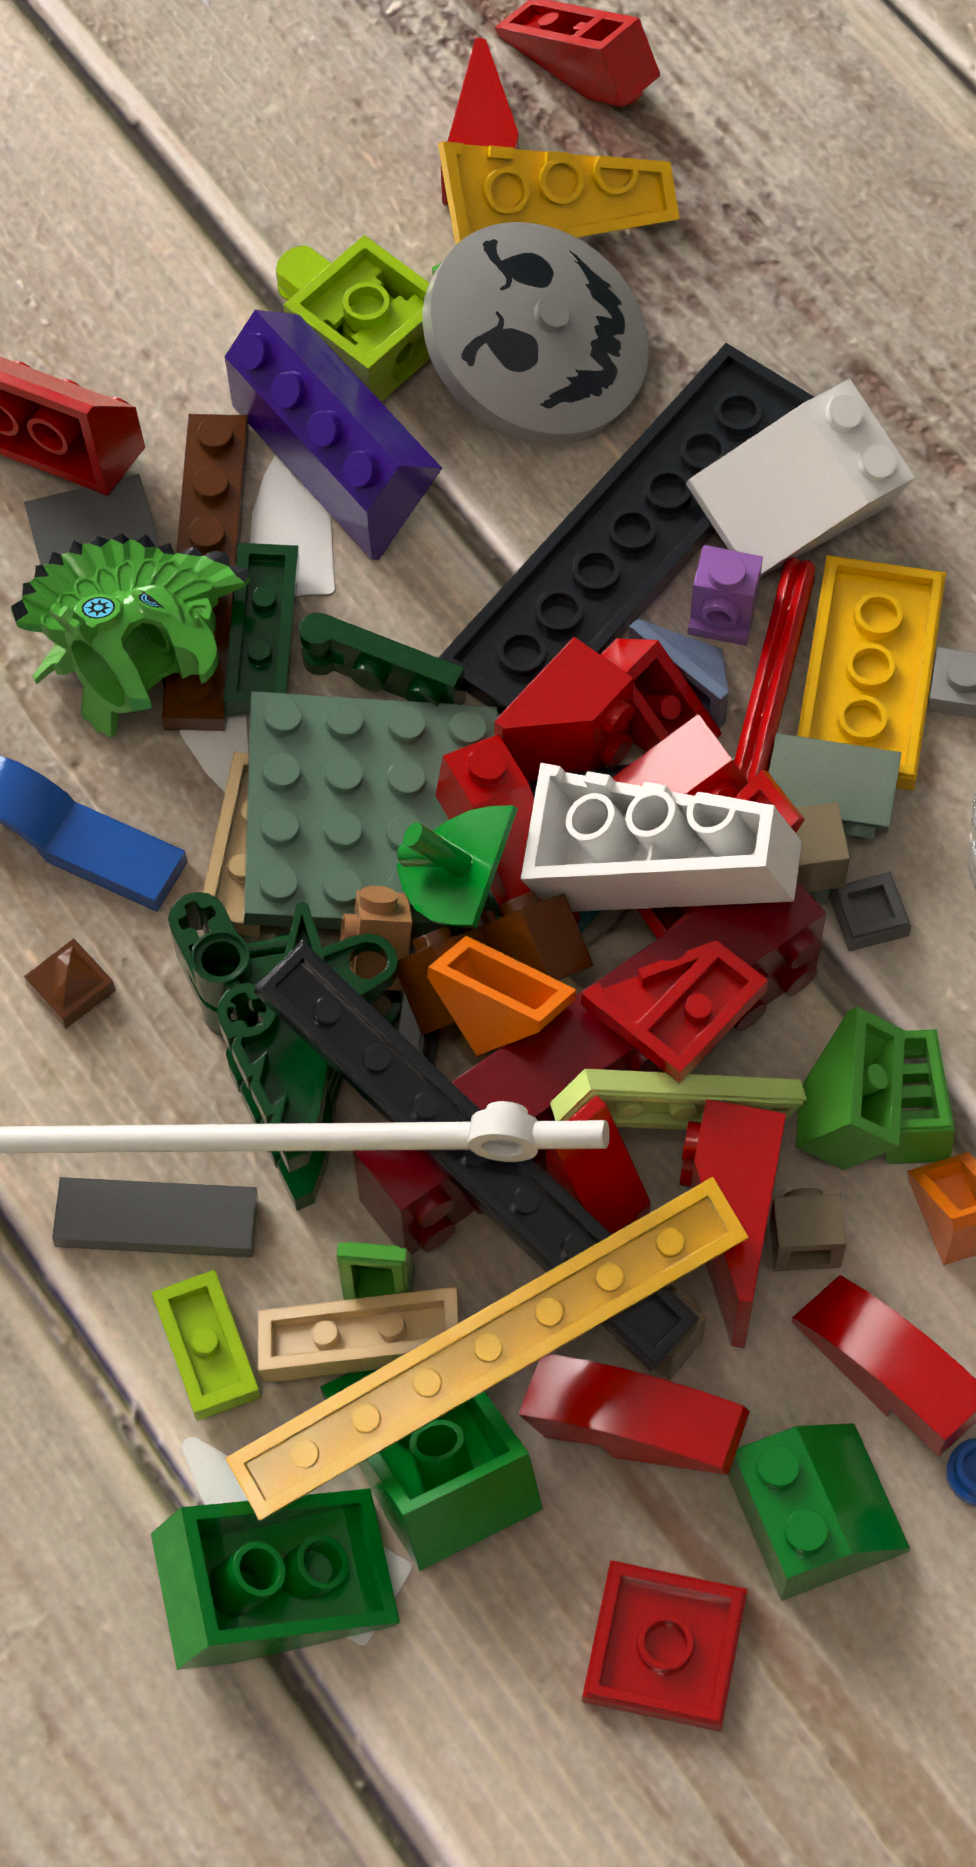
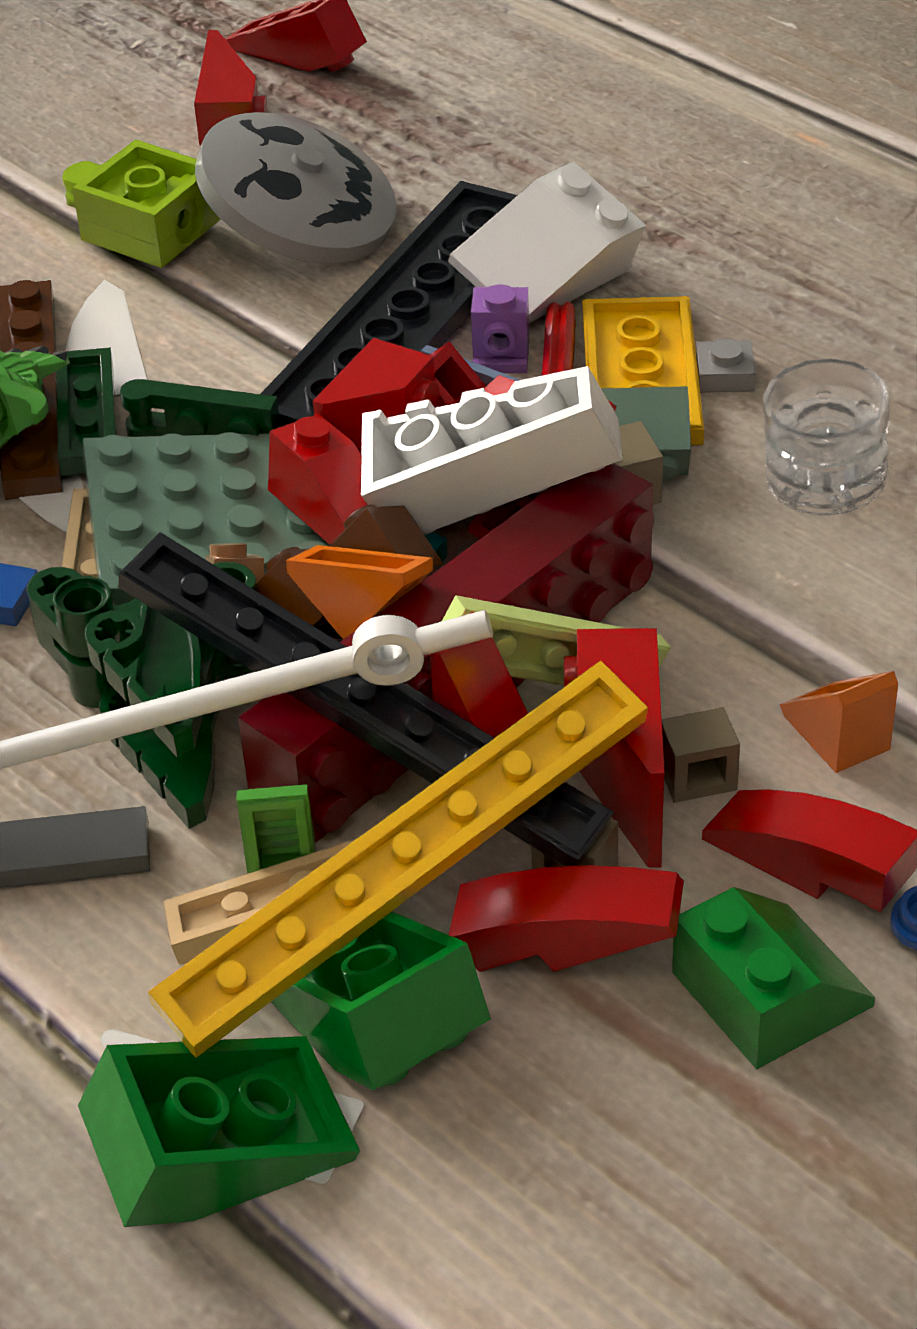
camera: 10 degrees left, 20 degrees down
(206, 1345) = (112, 940): lime plate -> none
(328, 428) = (122, 266): dark purple slope -> none
(453, 867) = (291, 507): green shield -> none
(553, 190) = (340, 103): yellow wing -> none
(665, 1645) = (647, 1125): red tile -> none
(679, 1006) = (533, 557): red wing -> none
(854, 1093) = (713, 639): bright green slope -> none
(870, 911) = (689, 526): dark grey tile -> none
(924, 1133) = (773, 657): bright green slope -> none

